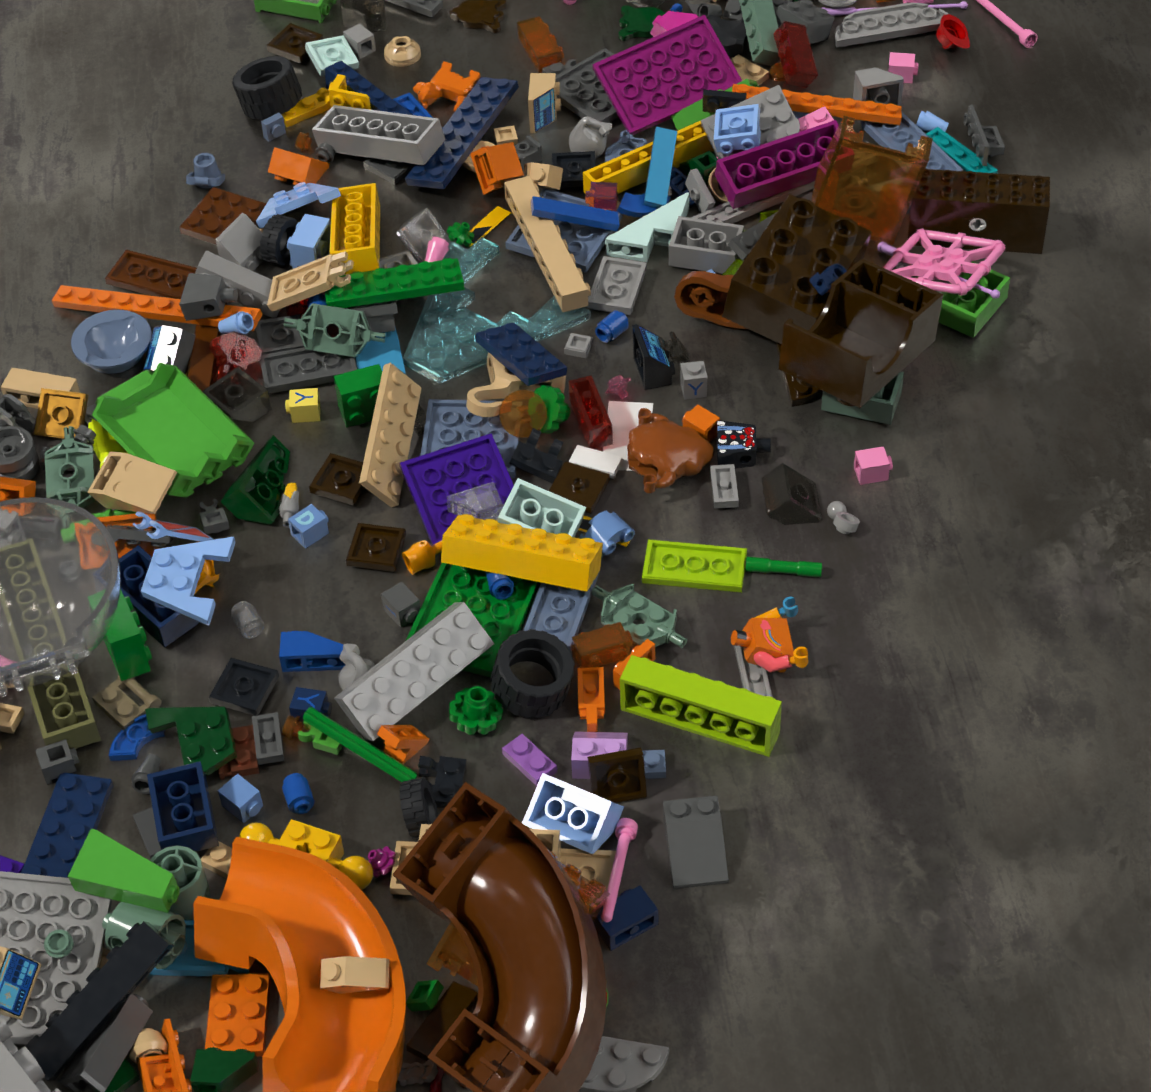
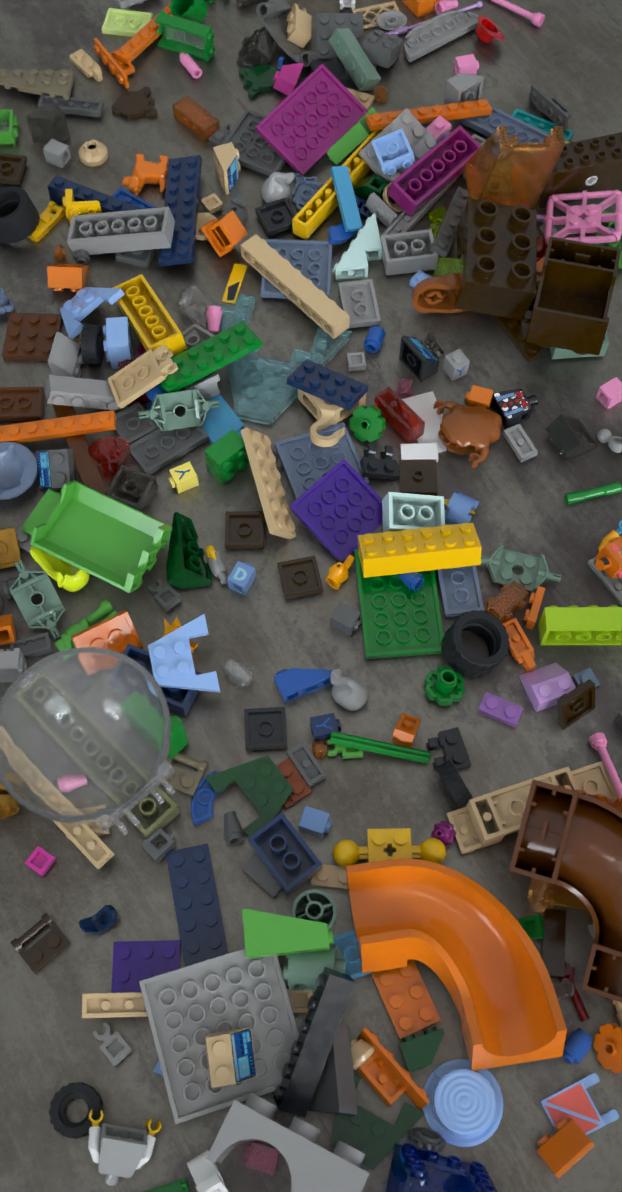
camera: 25 degrees left, 15 degrees up
(58, 944) = (258, 1007): sand green plate -> none
(84, 435) = (34, 564): dark grey plate -> none
(131, 483) = (99, 595): tan slope -> none
(135, 535) = (122, 635): dark grey hinge -> none
(170, 529) = (150, 622): light blue flag -> none
(205, 296) = (68, 413): dark grey torso -> none
(239, 322) = (103, 429): light blue cone -> none
(273, 127) = (30, 246): sand blue plate -> none
(298, 793) = (353, 802): blue brick -> none
(329, 51) = (41, 171): light aqua plate -> none
(354, 974) = (488, 940): tan slope -> none
(414, 670) = (393, 674): light grey brick -> none
(460, 233) = (222, 295): green plant -> none
(480, 502) = (364, 520): clear slope -> none
(522, 412) = (356, 434): clear orange piece -> none
(544, 175) = (263, 229): tan slope -> none
(574, 213) = (305, 255): blue tile -> none
(580, 815) = (559, 744): light blue slope -> none
(602, 195) = (316, 235): clear pink brick -> none
(694, 565) = (531, 513): lime tile -> none
(720, 99) = (366, 132): black plate -> none
(795, 54) = (390, 76): clear red brick -> none
(823, 281) = (535, 260): dark blue piece -> none
(929, 121) = (508, 105): light blue cone -> none

